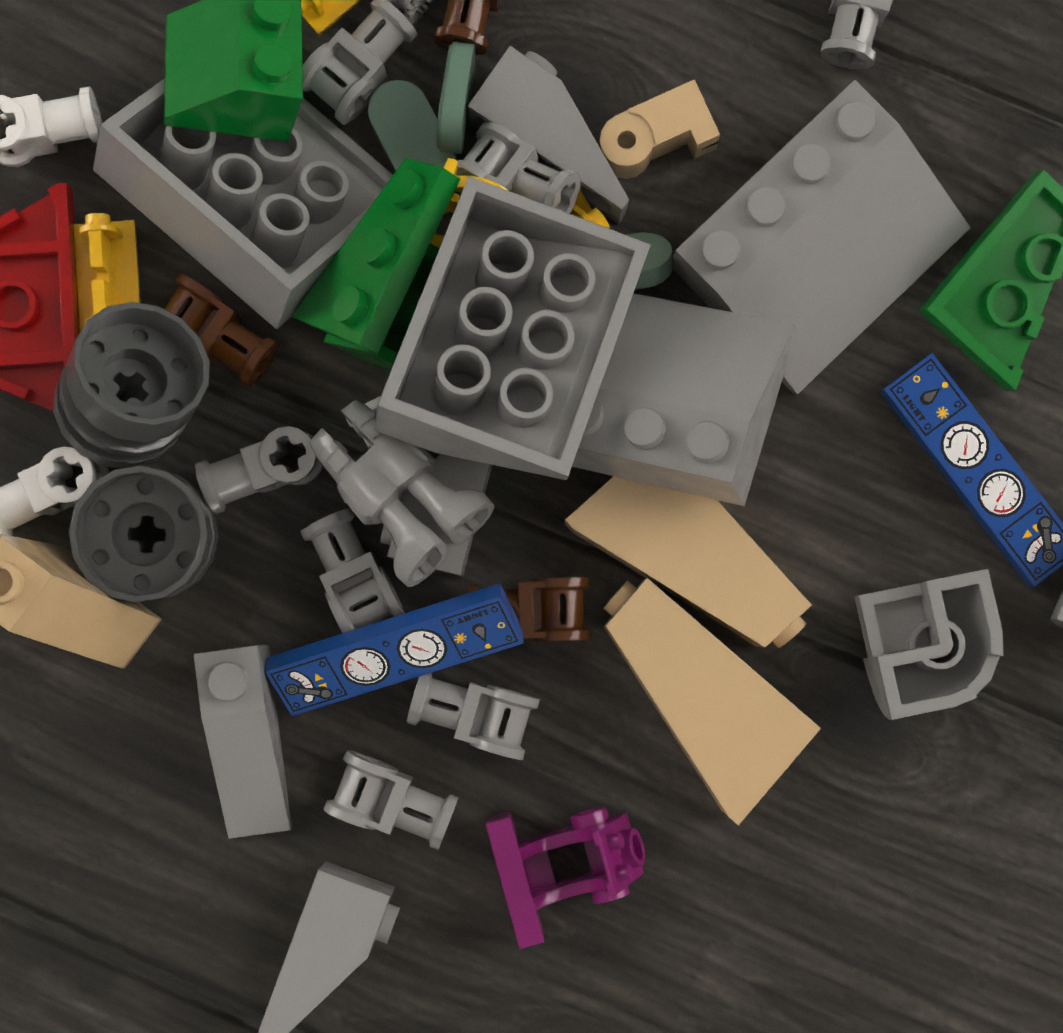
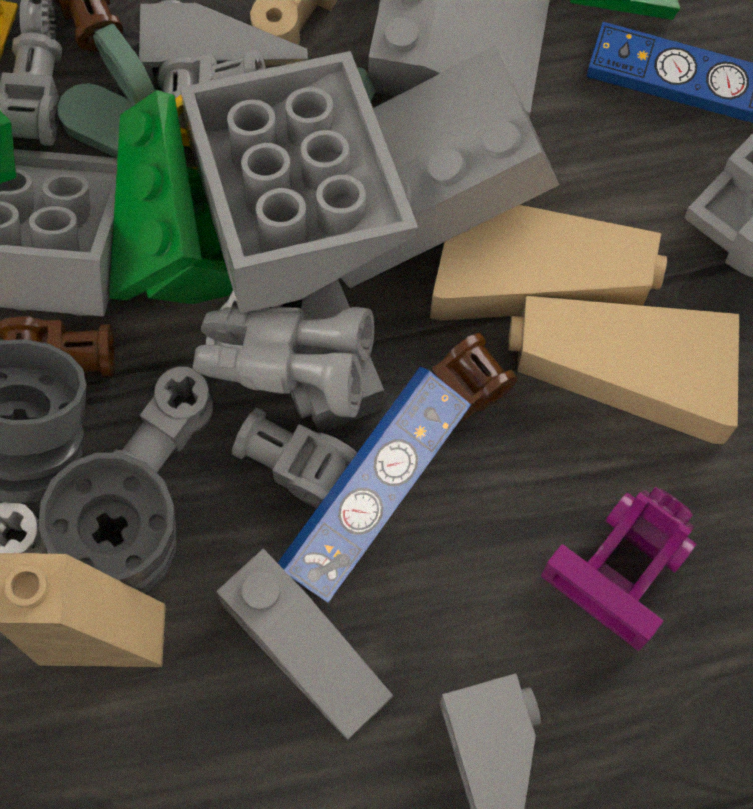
camera: 35 degrees left, 15 degrees down
(386, 801) = (456, 609): light grey connector -> none
(478, 713) = (477, 492): light grey connector -> none

